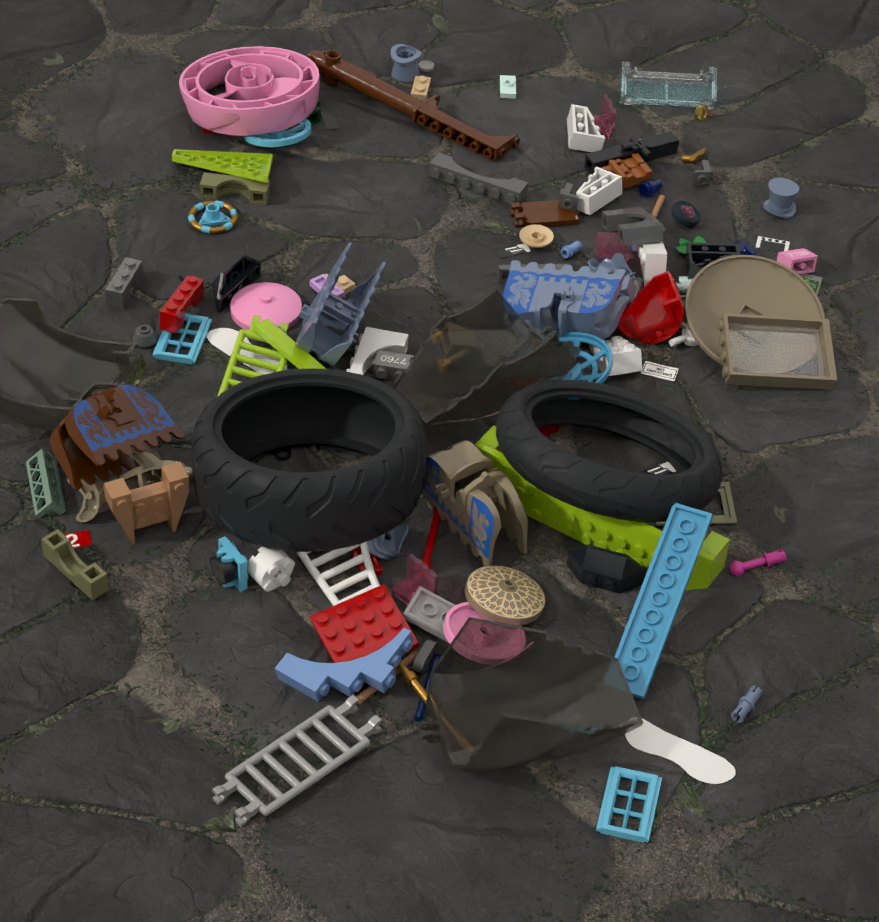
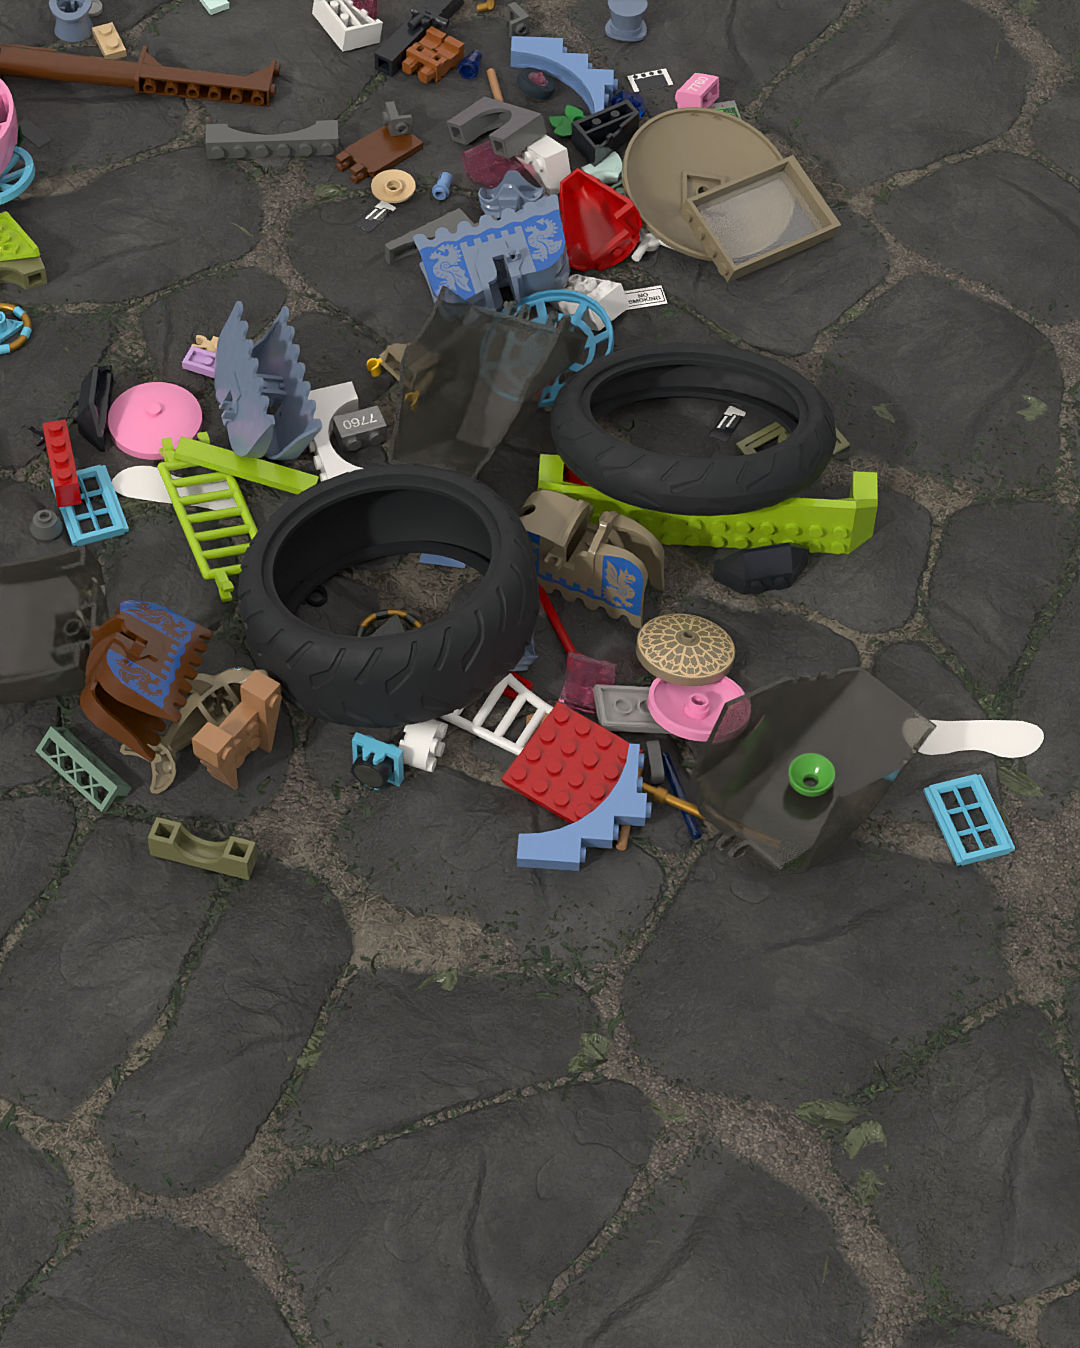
camera: 30 degrees left, 10 degrees up
(79, 539) = (171, 811): red sticker -> none
(256, 805) = (582, 938): light grey bar -> none
(530, 708) = (811, 766): none -> bright green piece
(598, 191) = (422, 94): white wedge -> none
(661, 596) = (859, 570): dark azure plate -> none
(712, 206) = (573, 69): none -> medium blue arch
(738, 568) = (887, 497): dark pink pin -> none
(746, 704) = (1003, 649): sand blue pin -> none

